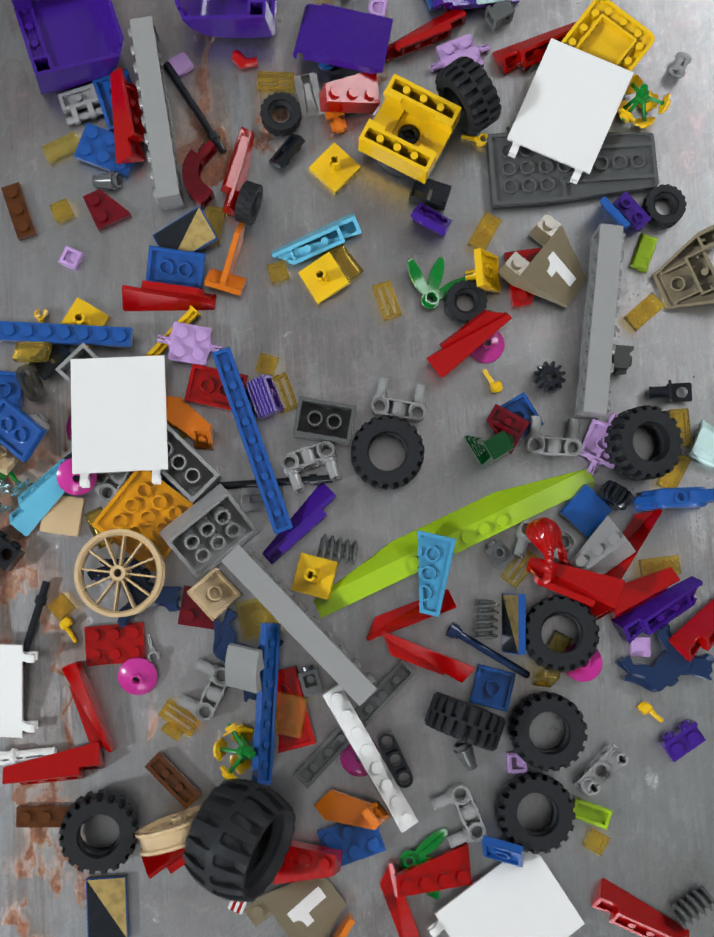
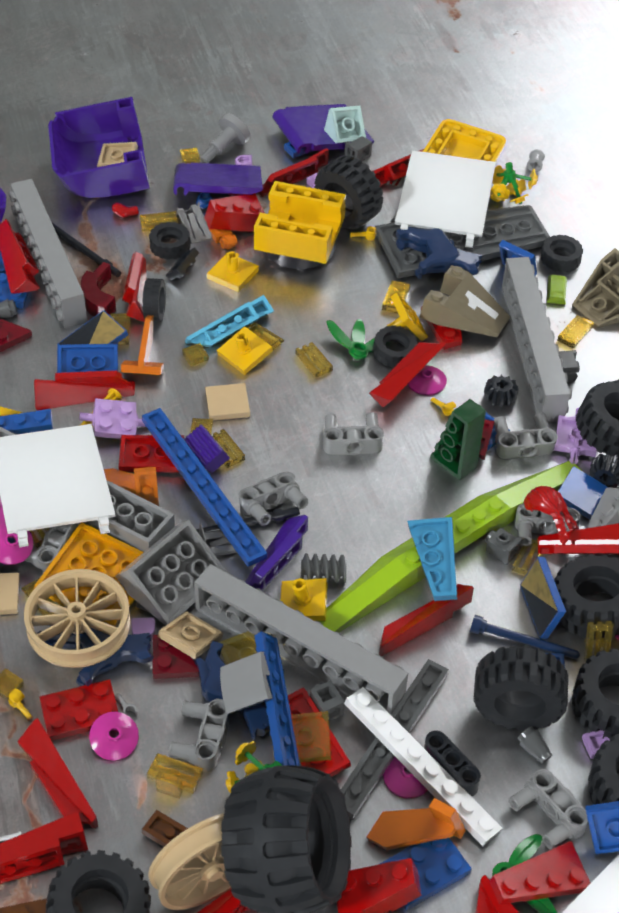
camera: 10 degrees left, 35 degrees down
(178, 575) = (143, 625): none -> lavender tile
(181, 64) = (63, 220): lavender tile -> none
(296, 337) = (227, 401): none -> tan tile
(324, 421) = (277, 453): dark grey brick -> none
(393, 427) = (346, 492): black tyre -> none
(426, 657) = (448, 645): red wedge -> none
(431, 219) = (340, 292): dark purple bracket -> none
(439, 195) = (323, 276): black piece -> none
(486, 619) = (509, 604): dark grey piece -> none
(541, 189) = (439, 251): none -> dark blue animal
(632, 211) = (543, 259): dark purple bracket -> none

